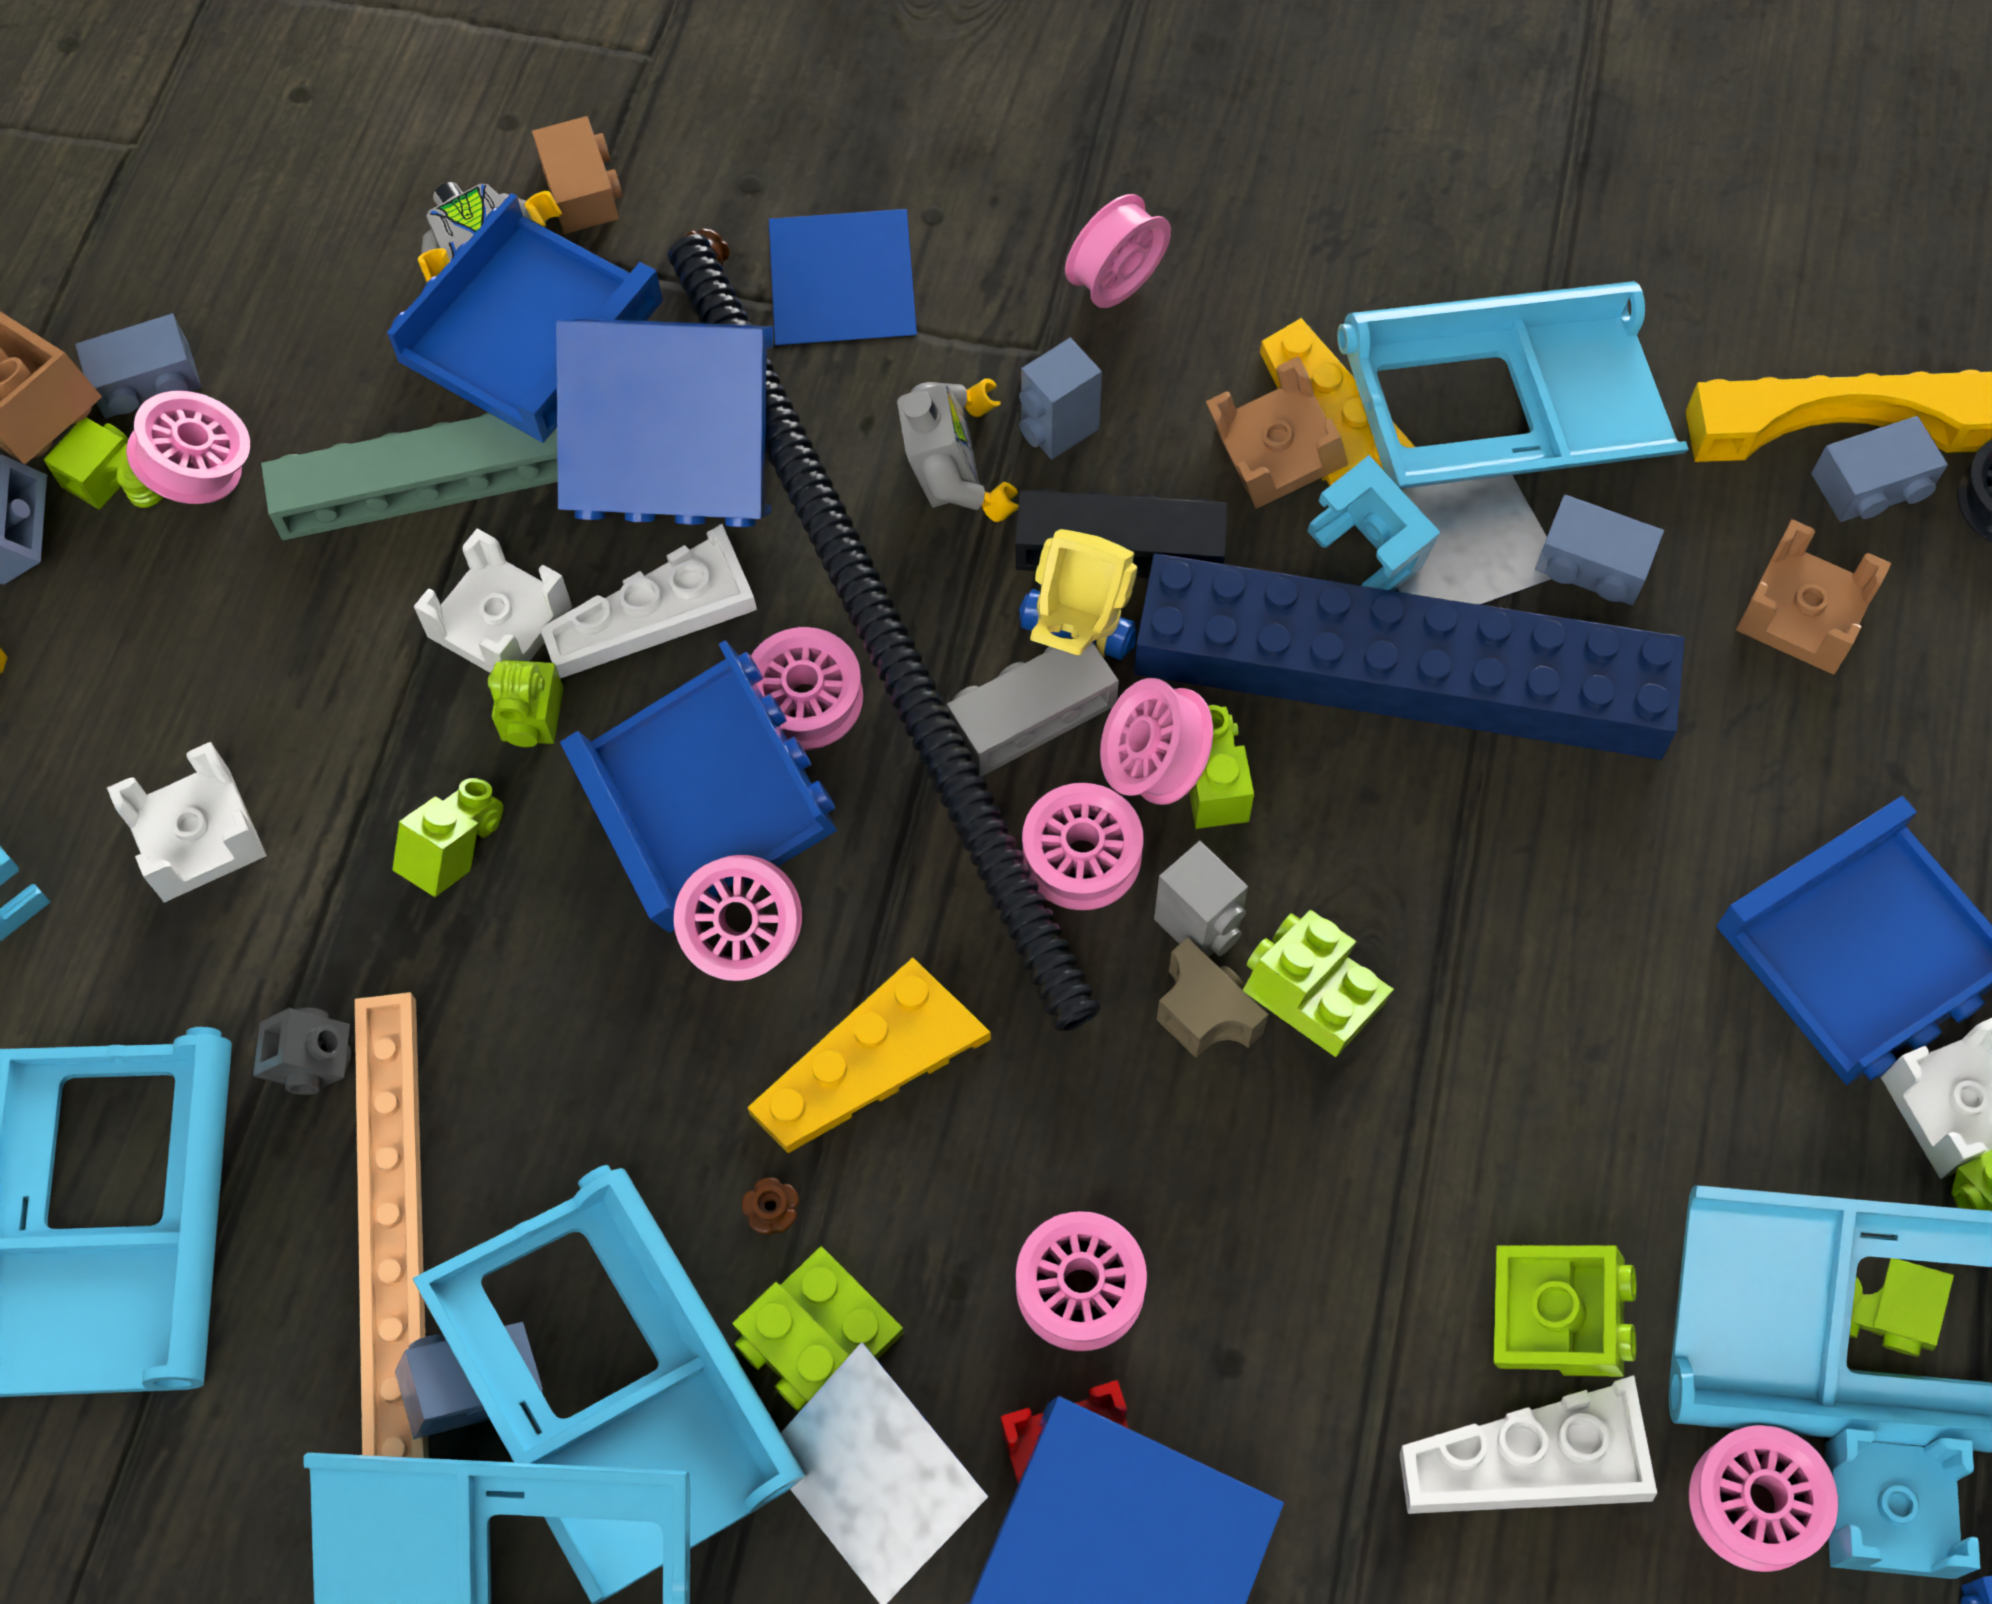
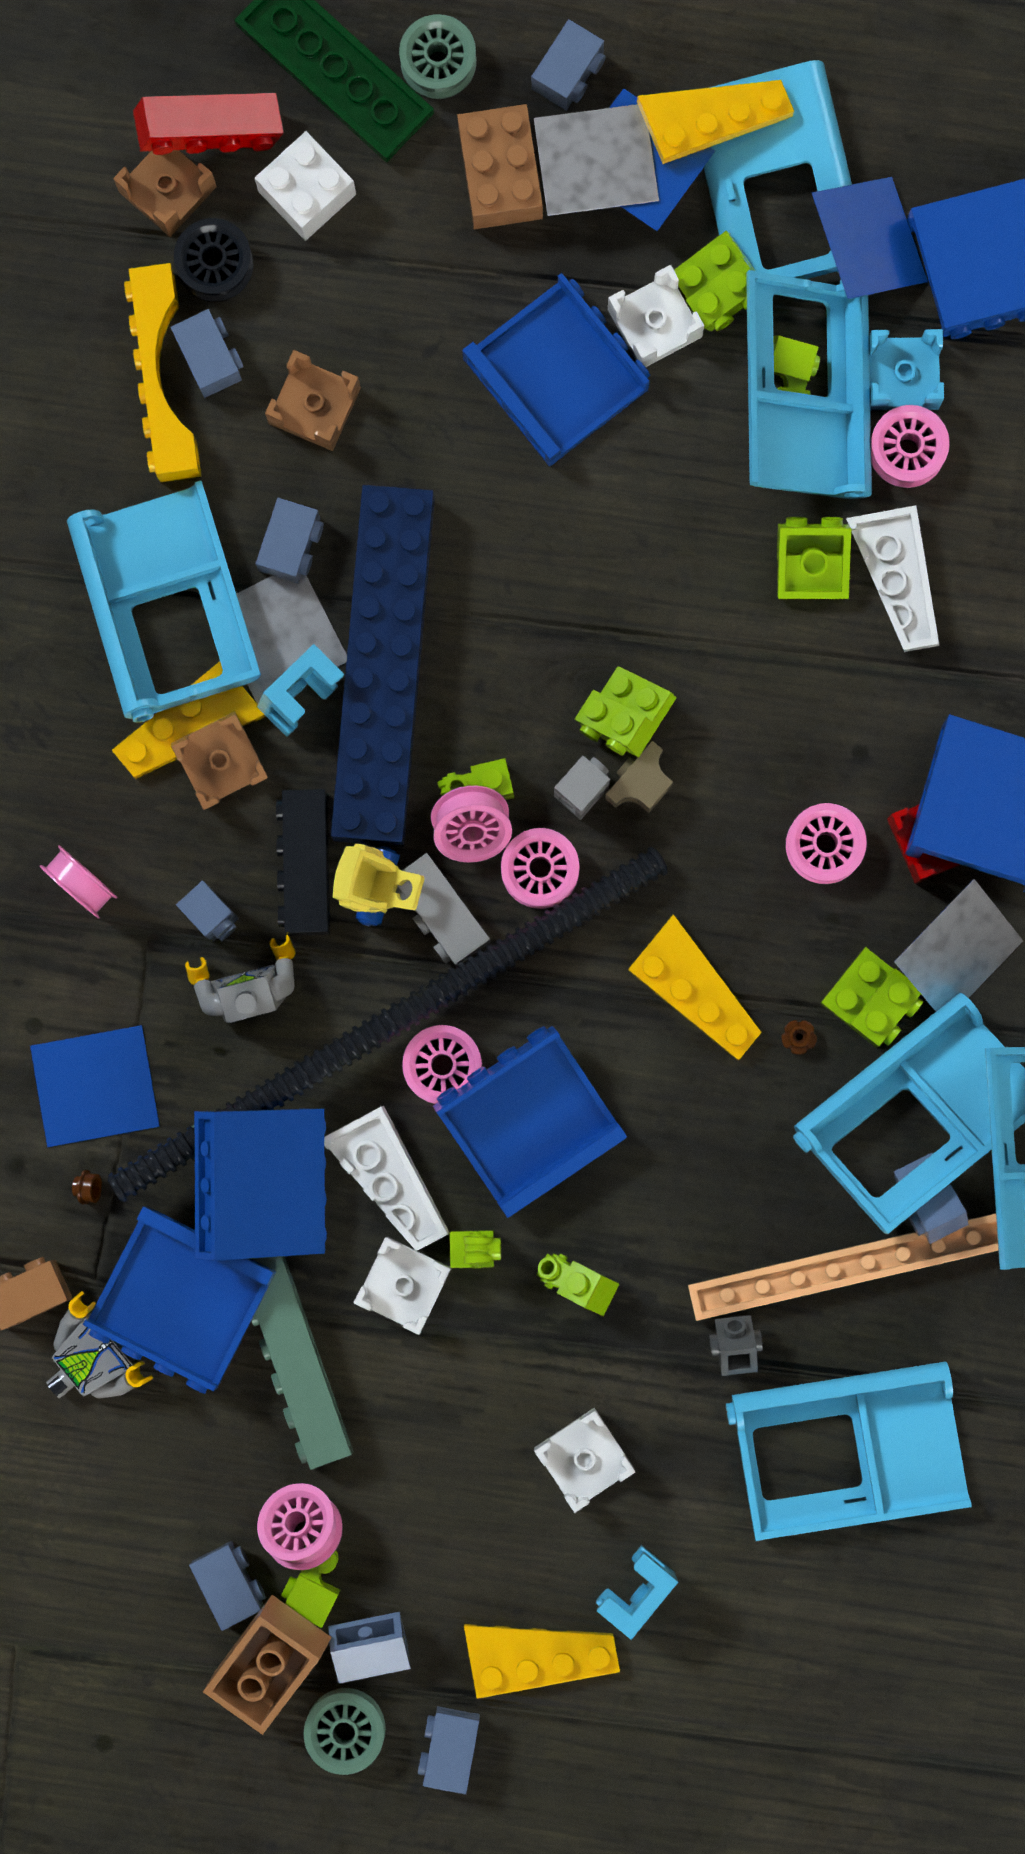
camera: 90 degrees left, 20 degrees up
(711, 959) = (636, 1092): bright pink wheel -> none

